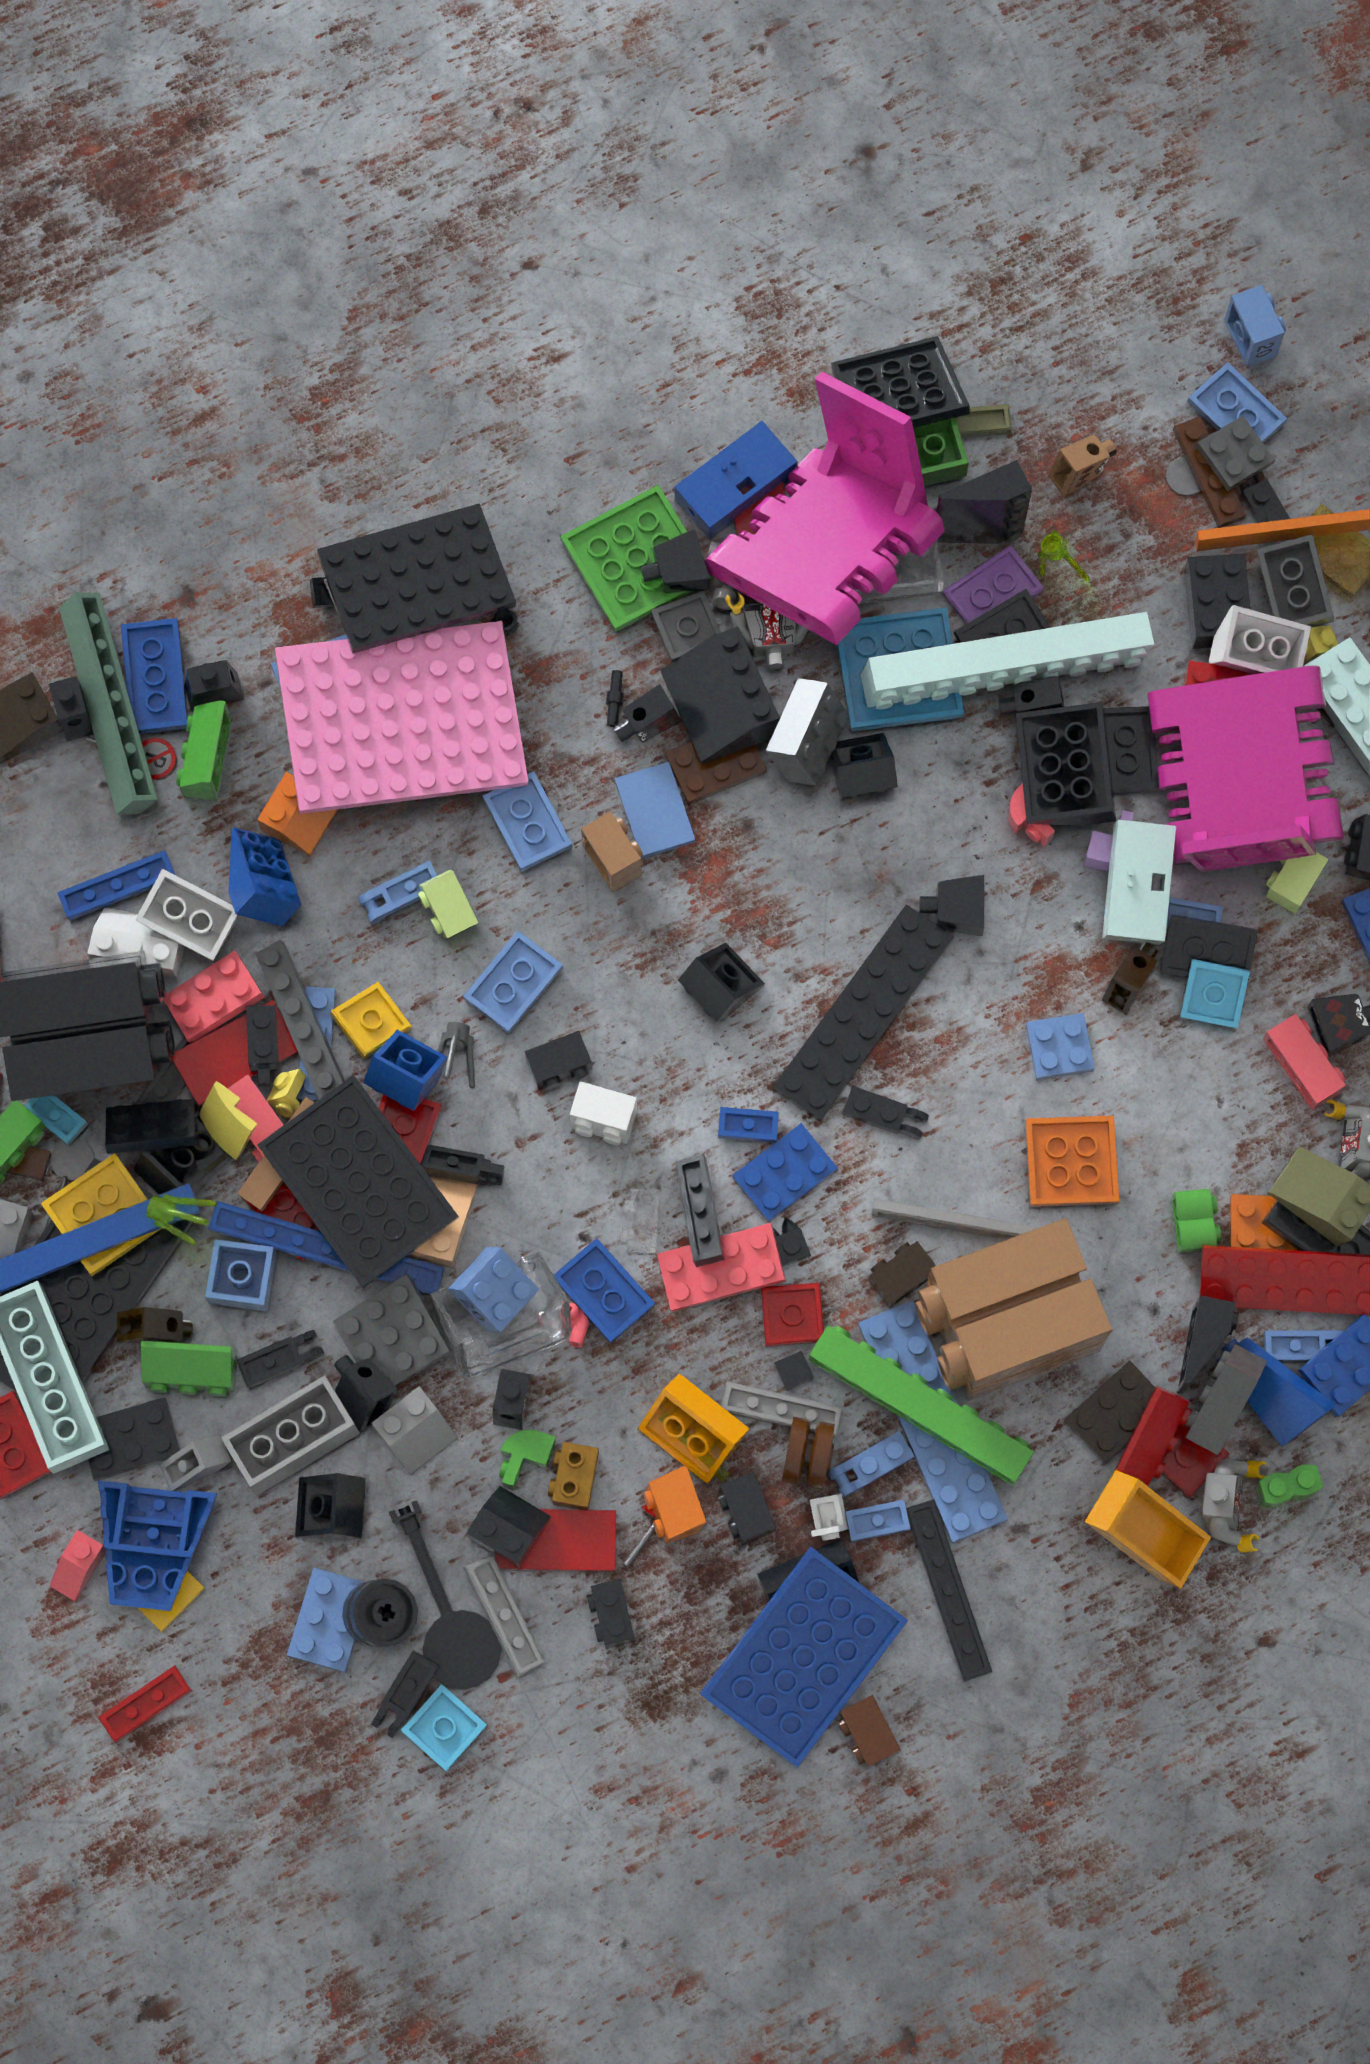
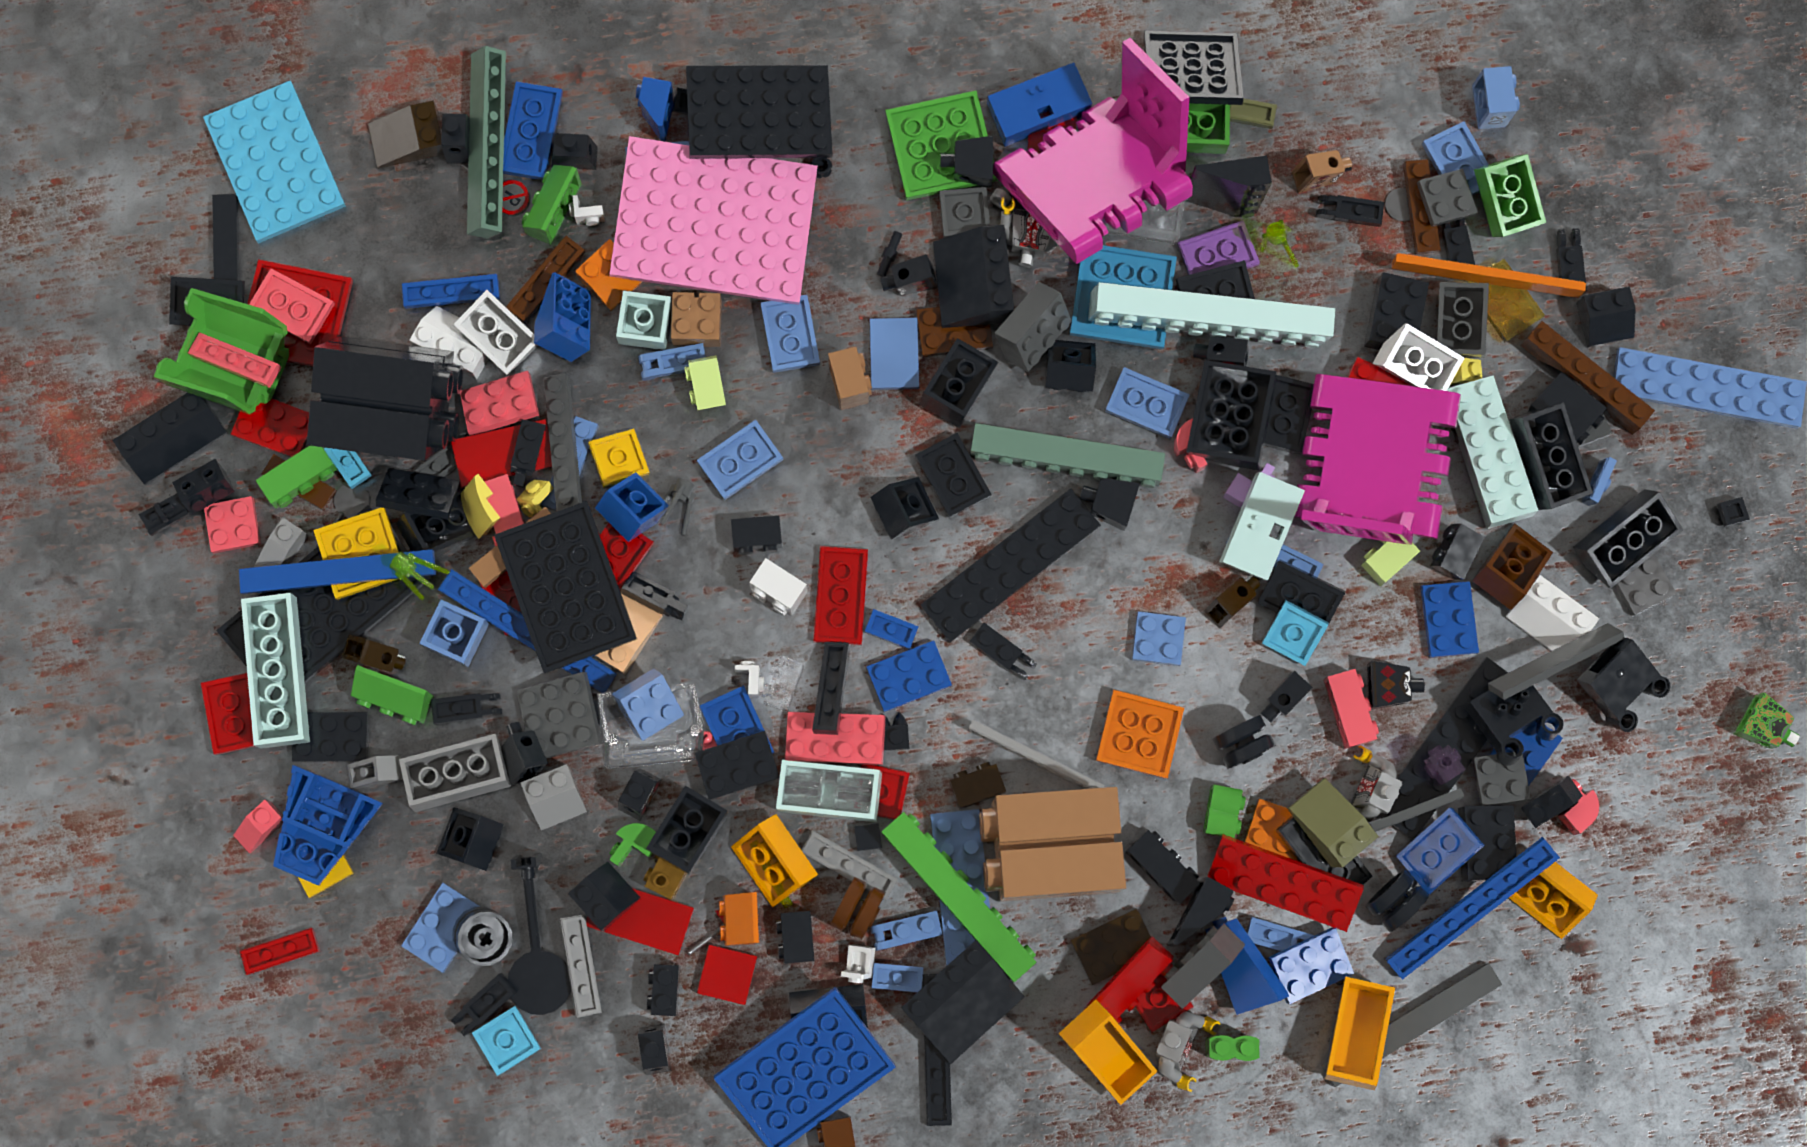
camera: 10 degrees right, 5 degrees up
(216, 853) = (532, 293): none -> reddish brown plate
(250, 753) = (586, 215): none -> white bracket
(291, 600) = (656, 104): none -> blue slope
(354, 853) = (644, 320): none -> light aqua brick
(414, 835) = (696, 319): none -> medium nougat piece
(583, 1419) = (687, 830): none -> black slope
(609, 1230) = (756, 682): none -> white bracket
(617, 1331) = (737, 765): none -> black plate
(621, 1687) = (654, 1049): none -> black torso
(677, 1103) = (840, 595): none -> red tile
(678, 1576) = (727, 974): none -> red tile
(733, 1329) = (829, 791): none -> clear brick
(739, 821) = (958, 383): none -> black slope
(765, 928) = (953, 475): none -> black plate
(889, 867) = (1067, 455): none -> sand green brick
(962, 1524) = (963, 1002): none -> black slope
(964, 782) = (1147, 403): none -> medium blue plate
(1131, 498) = (1352, 210): none -> black hinge
(1146, 1303) = (1163, 866): none -> black brick
(1198, 1137) = (1244, 743): none -> black wheel
(1231, 1056) = (1294, 688): none -> black torso
(1306, 430) = (1510, 196): none -> bright green brick

